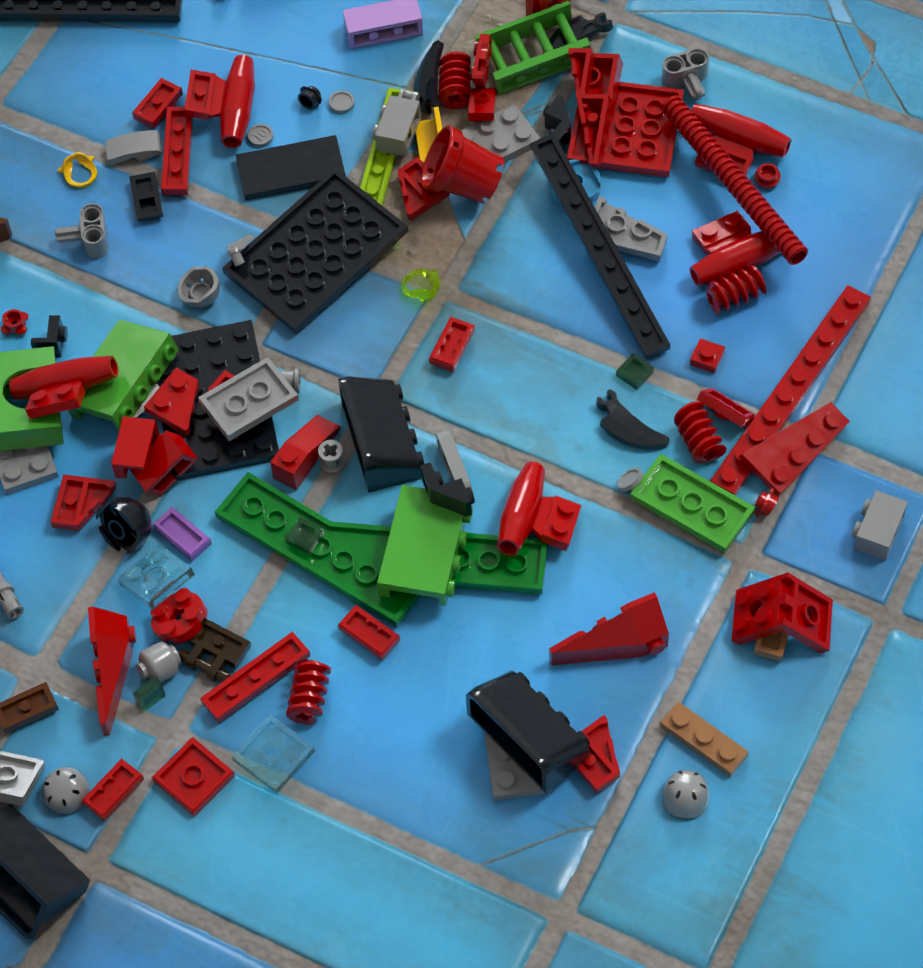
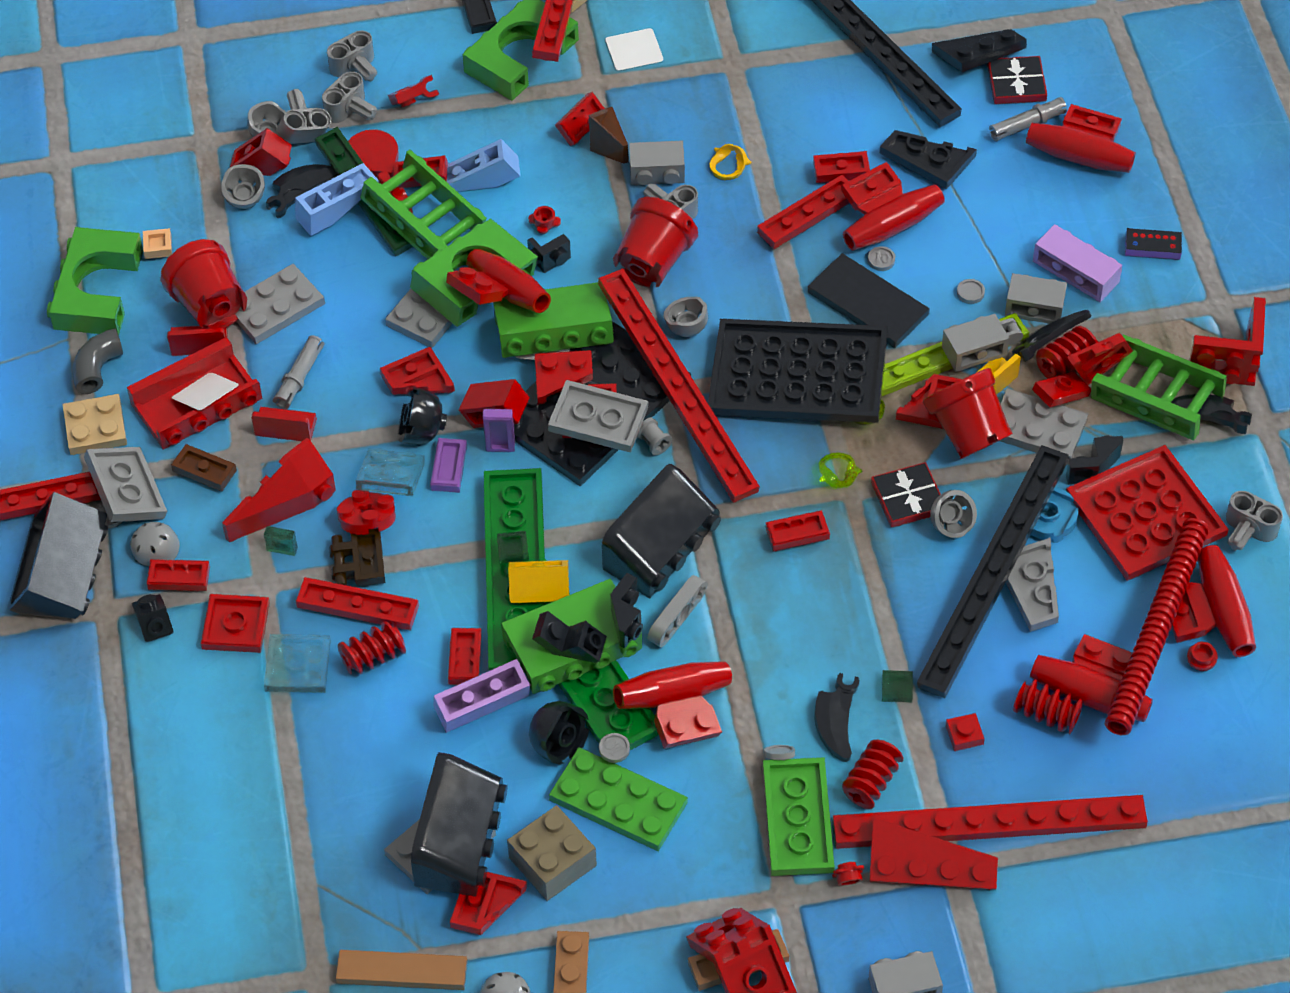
camera: 50 degrees right, 5 degrees down
(36, 623) = (283, 424): none -> red panel
(37, 214) = (657, 162): none -> light grey brick
(116, 260) = (654, 240): none -> red piece
(133, 445) = (483, 366): red panel -> none
(135, 832) = (152, 617): none -> black bracket
(137, 144) = (786, 181): light grey slope -> none
(146, 196) = (743, 225): black slope -> none
(158, 661) = (313, 527): light grey head -> none
(192, 475) = (499, 430): none -> medium lavender tile
(206, 45) = (931, 160): none -> black wing
(235, 247) = (738, 312): light grey piece -> none
(258, 331) = (678, 385): none -> red plate
(300, 451) = (594, 493): red slope -> none
(309, 97) = (950, 264): black plate -> none
(333, 455) = (602, 515): light grey bush -> none
(353, 535) = (538, 581): none -> yellow panel
(390, 66) = (1035, 298): none -> light grey brick
(420, 641) = (481, 695): none -> lavender brick
(439, 543) = (575, 641): none -> black slope
(481, 256) = (906, 493): none -> black tile
(492, 610) = (558, 731): none -> black cylinder
(521, 239) = (950, 512): none -> light grey helmet
(540, 582) = (614, 747): none -> light grey piece
(574, 607) = (618, 799): none -> bright green plate
(594, 682) = (552, 852): none -> dark tan brick
(596, 89) = (1157, 459): red wedge -> none
(605, 851) = (401, 969): none -> medium nougat tile
(631, 634) = (622, 847): red wedge -> none
(725, 407) = (919, 778): red plate -> none

